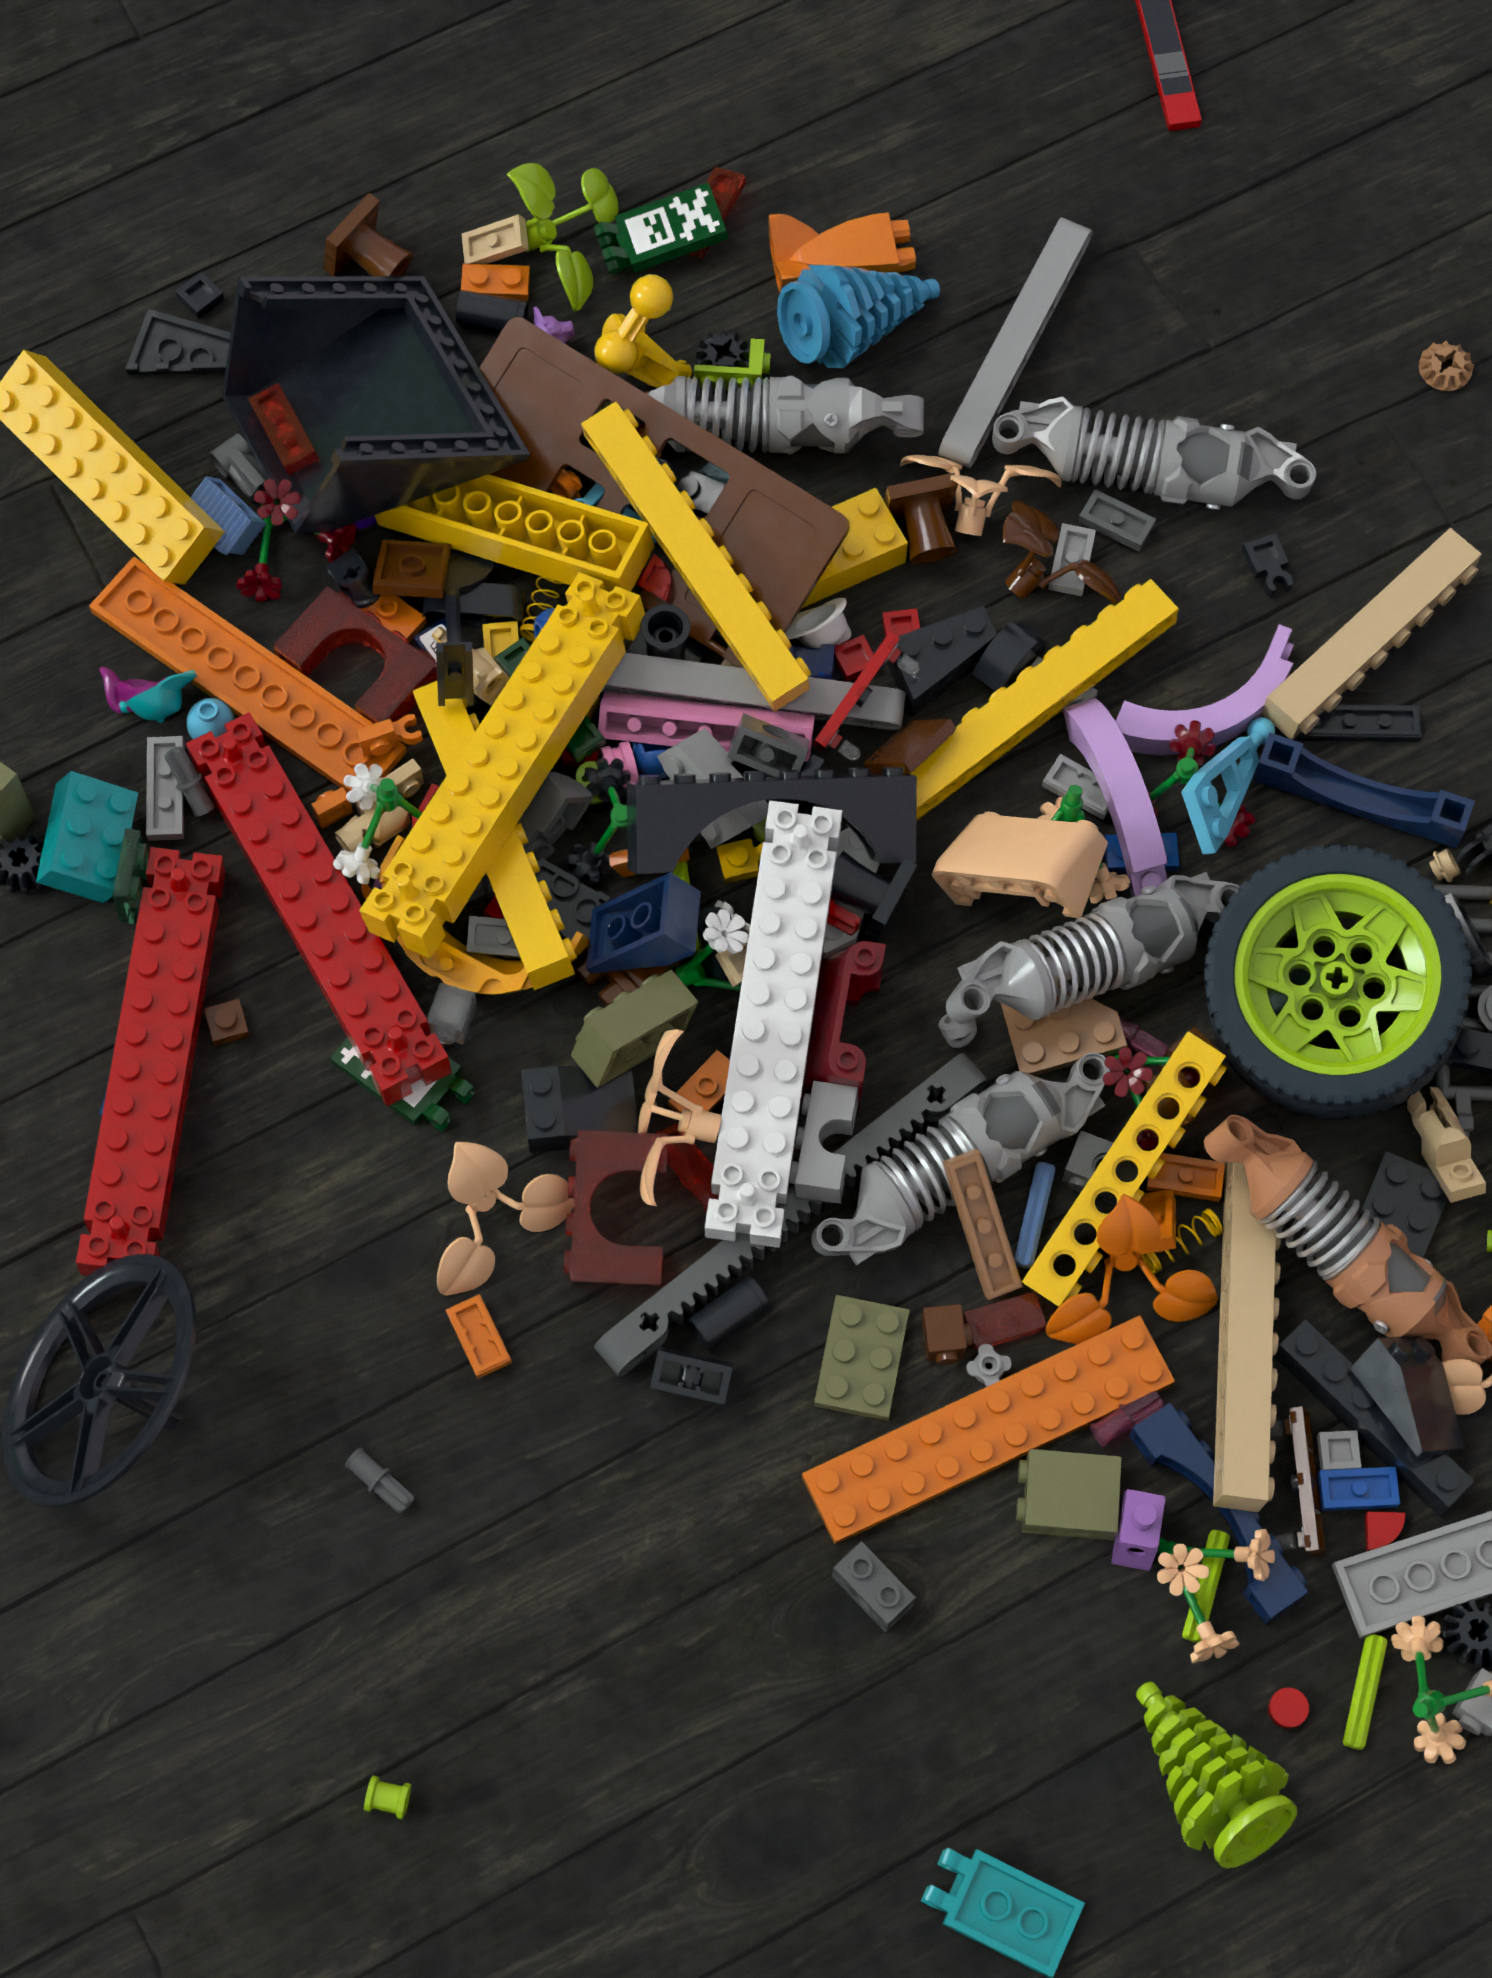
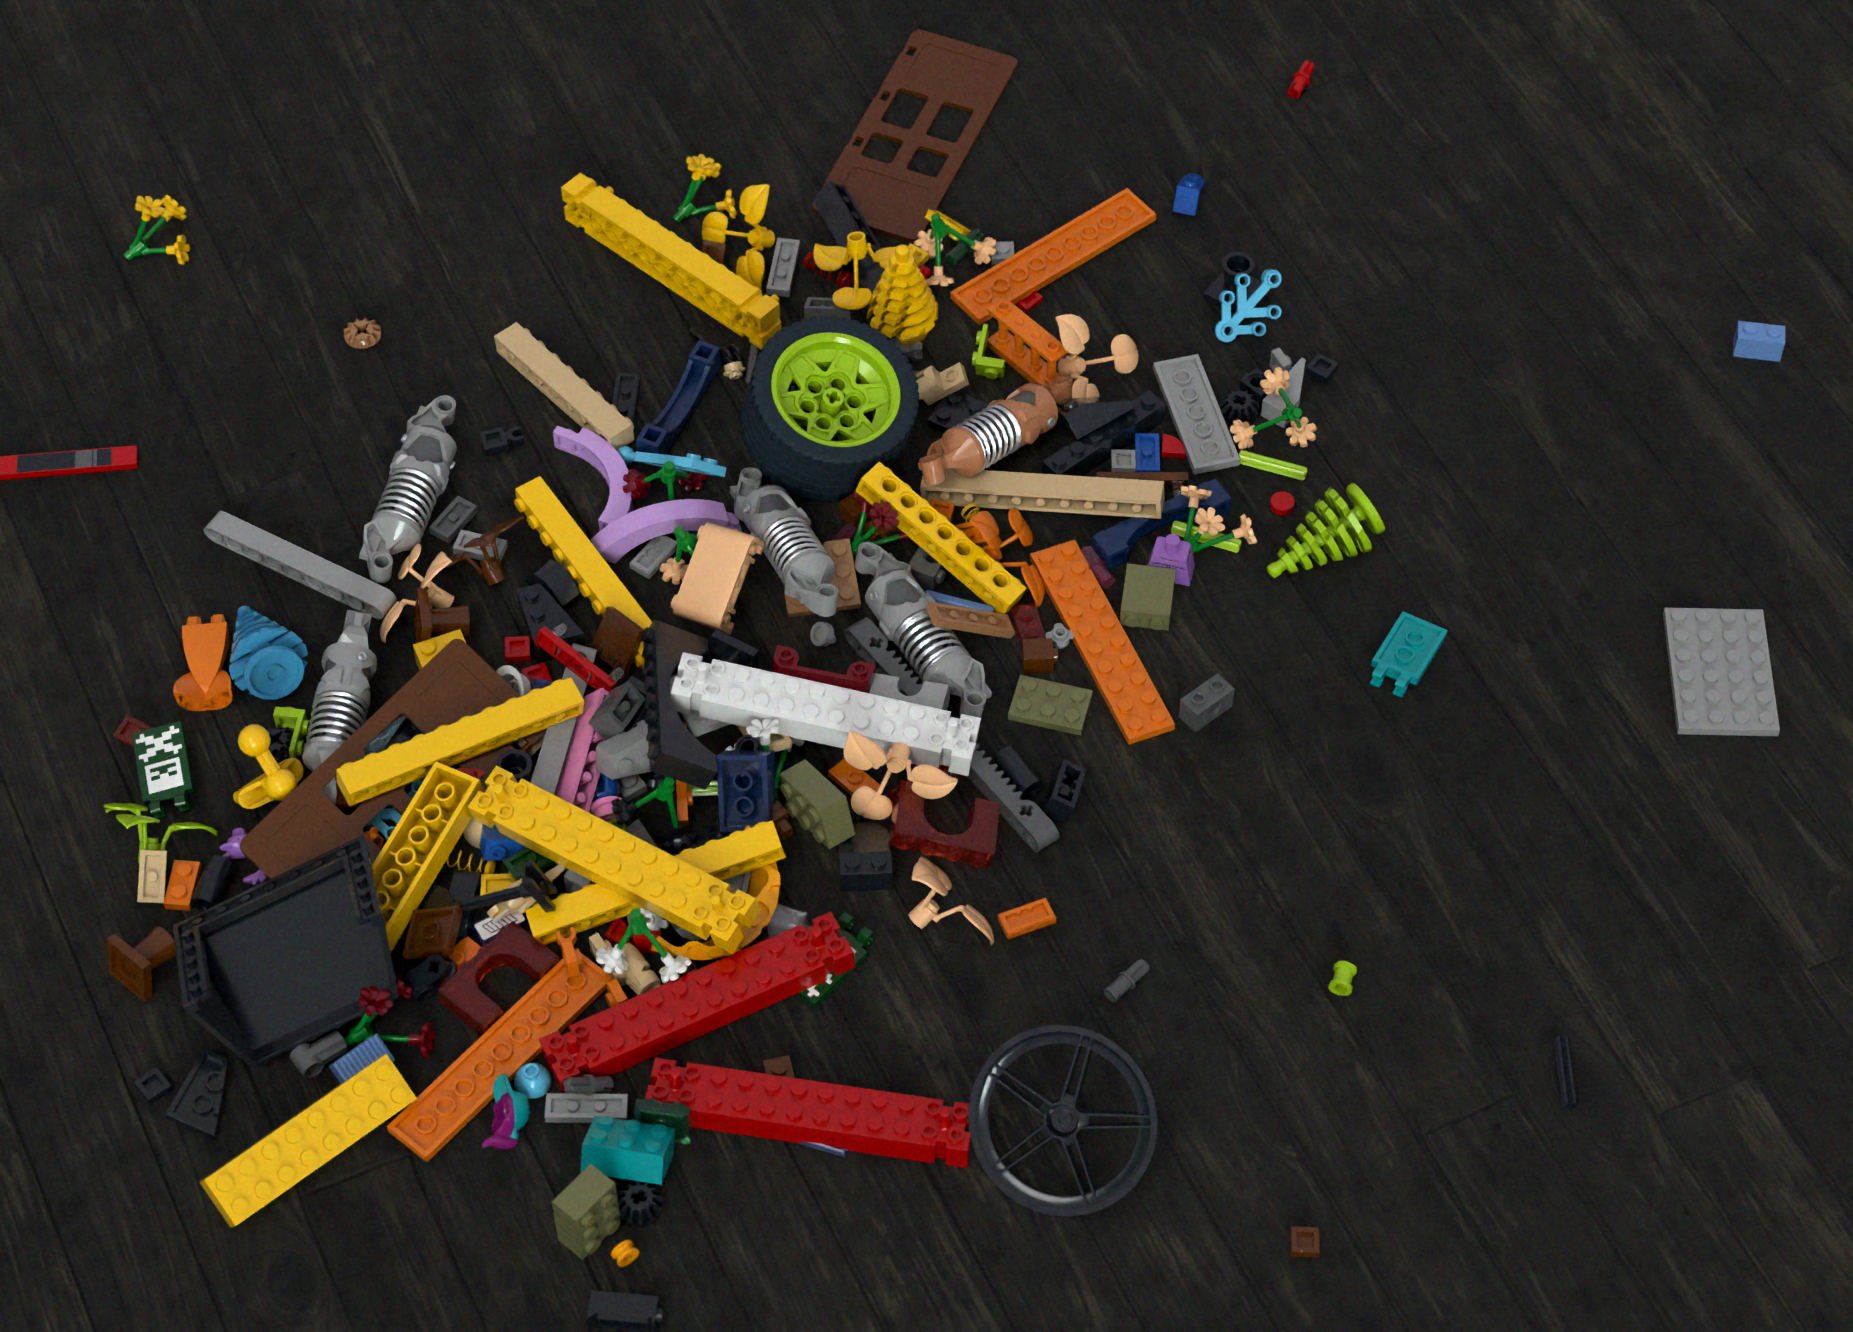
camera: 85 degrees left, 15 degrees down
(283, 429) = (297, 1014): clear red plate -> none

